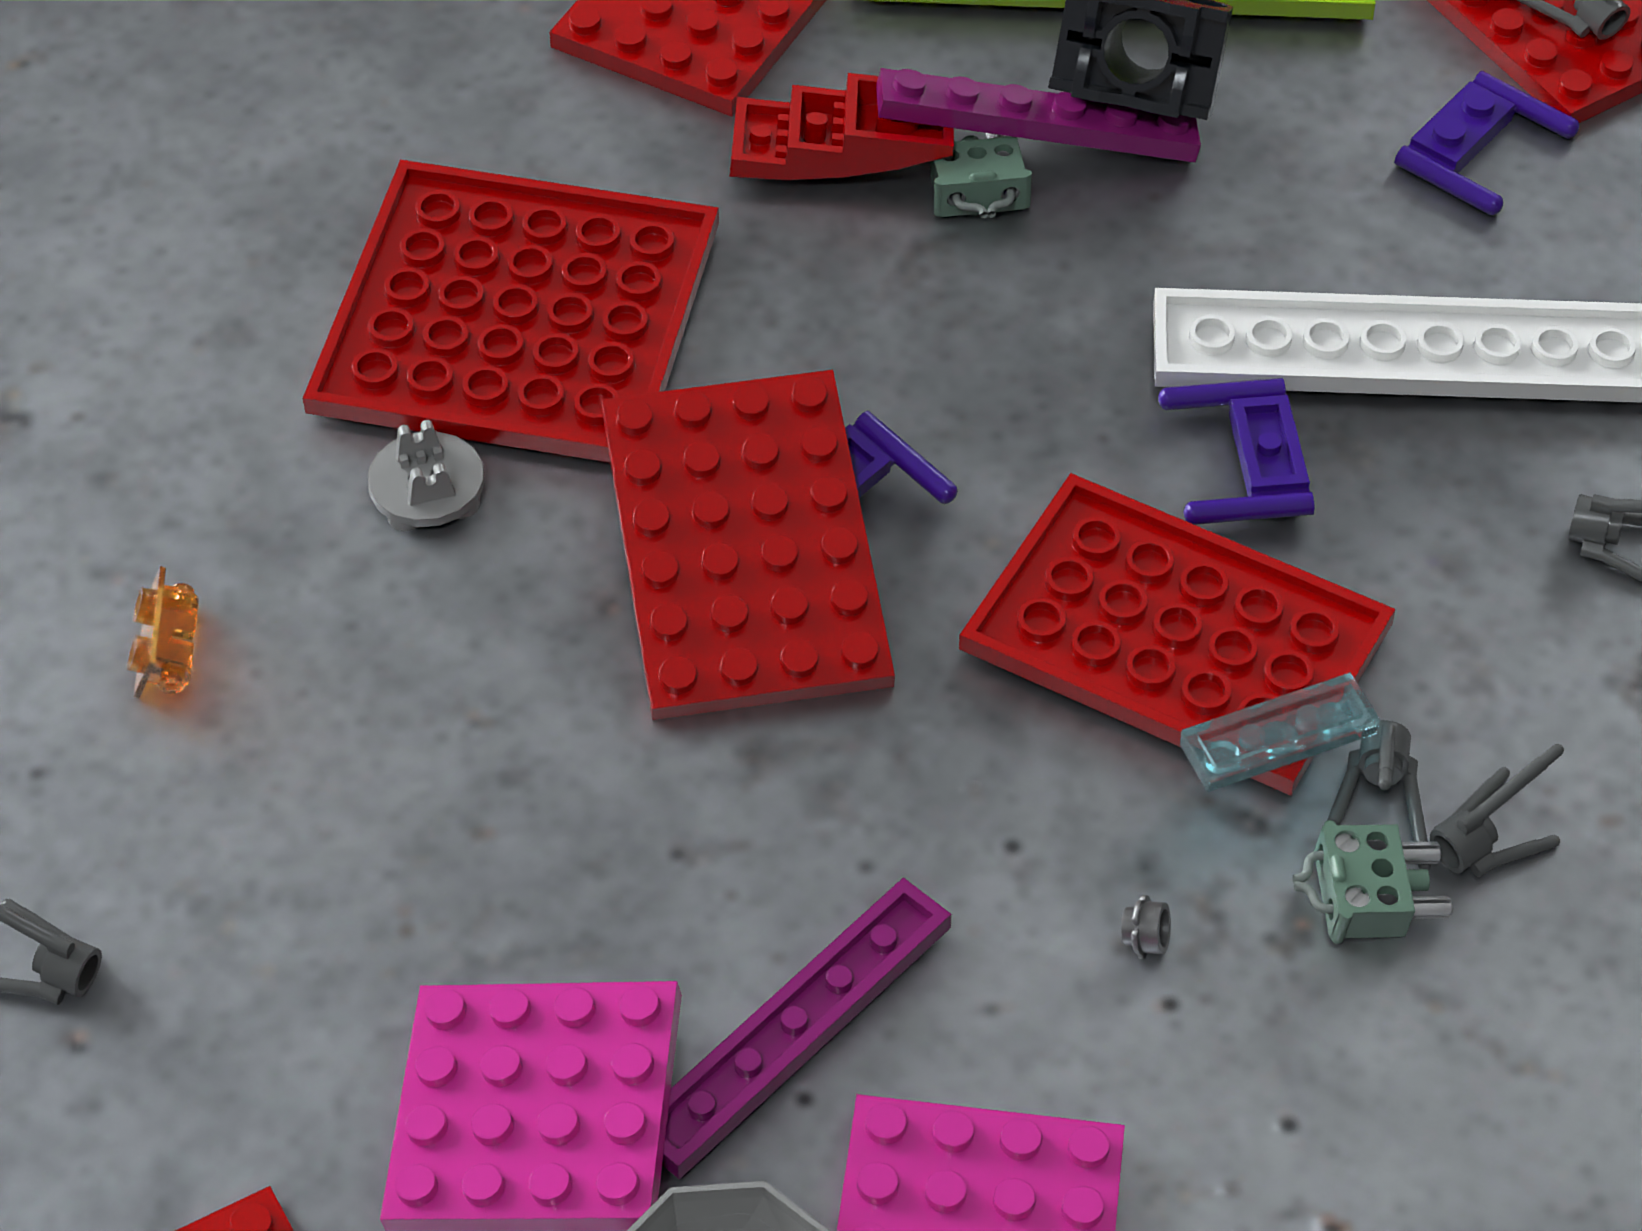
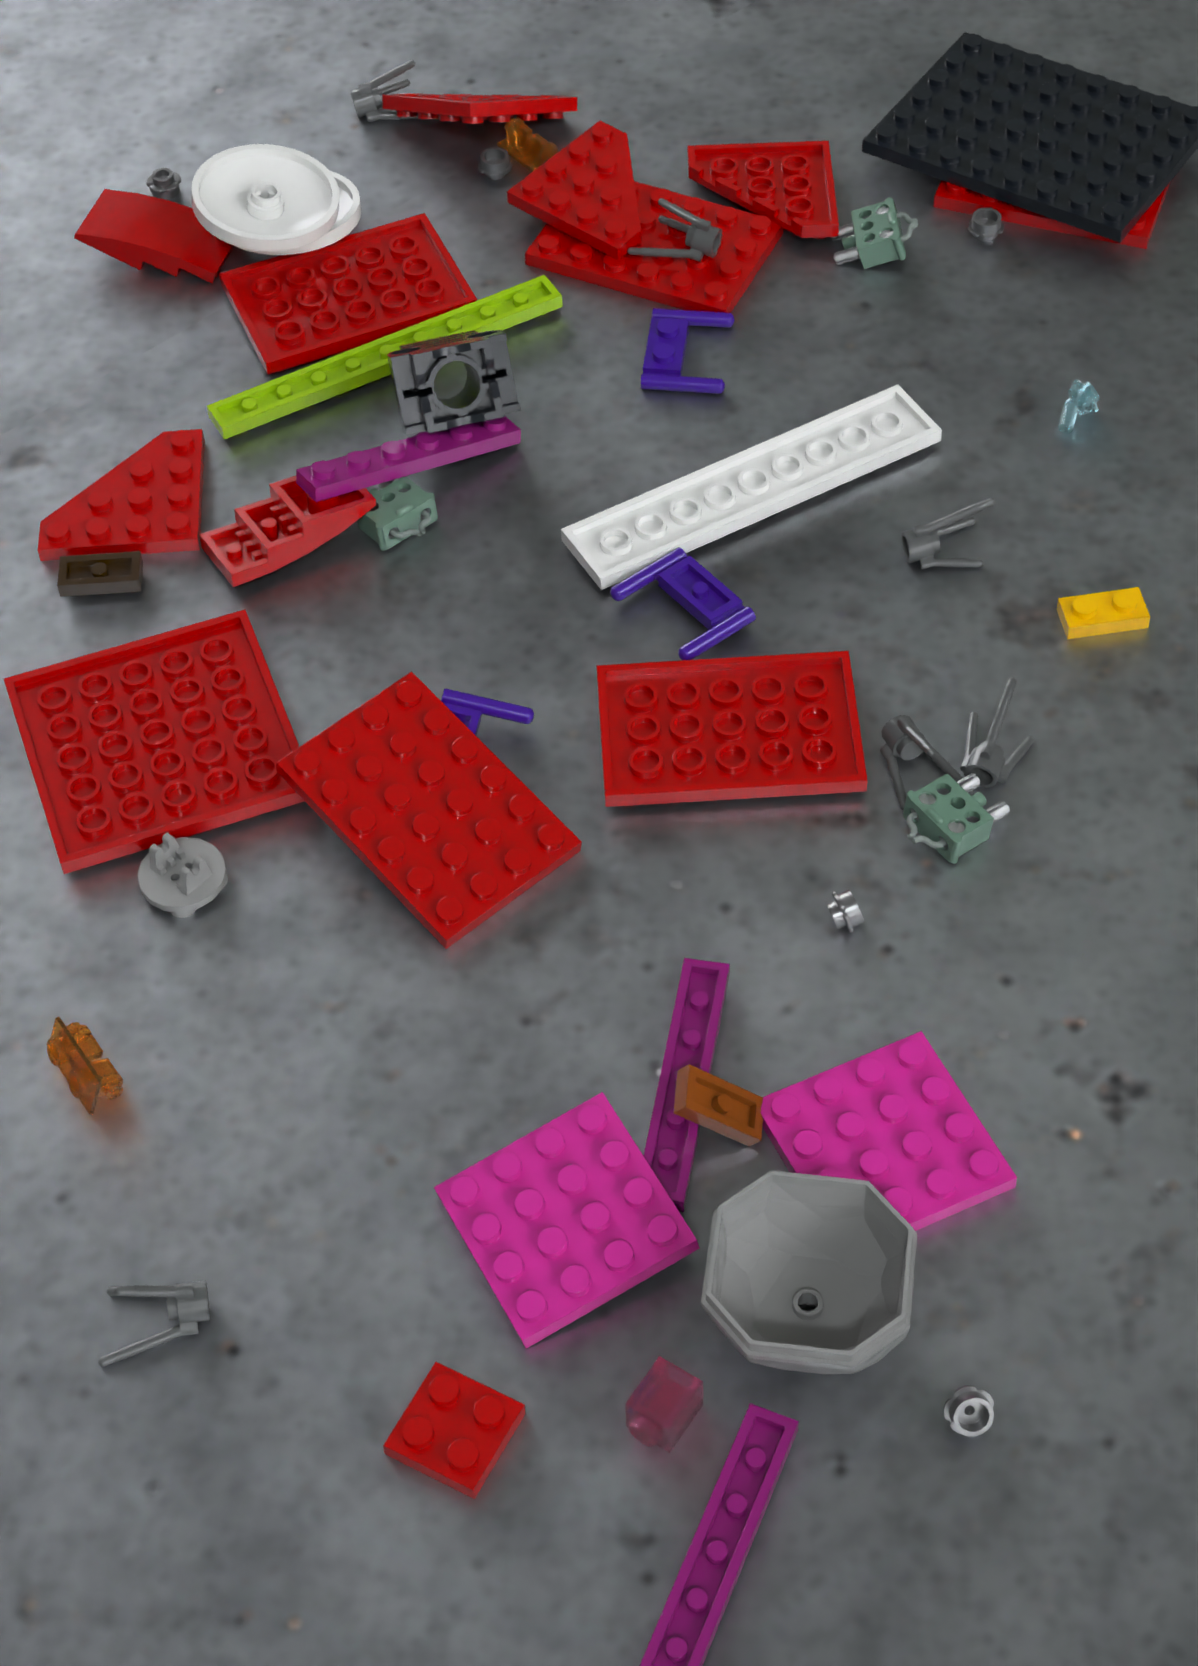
camera: 30 degrees left, 0 degrees up
(596, 91) = (100, 574): none -> dark brown plate
(801, 1074) = (718, 1105): none -> dark orange plate
(1279, 732) = (842, 754): clear light blue plate -> none

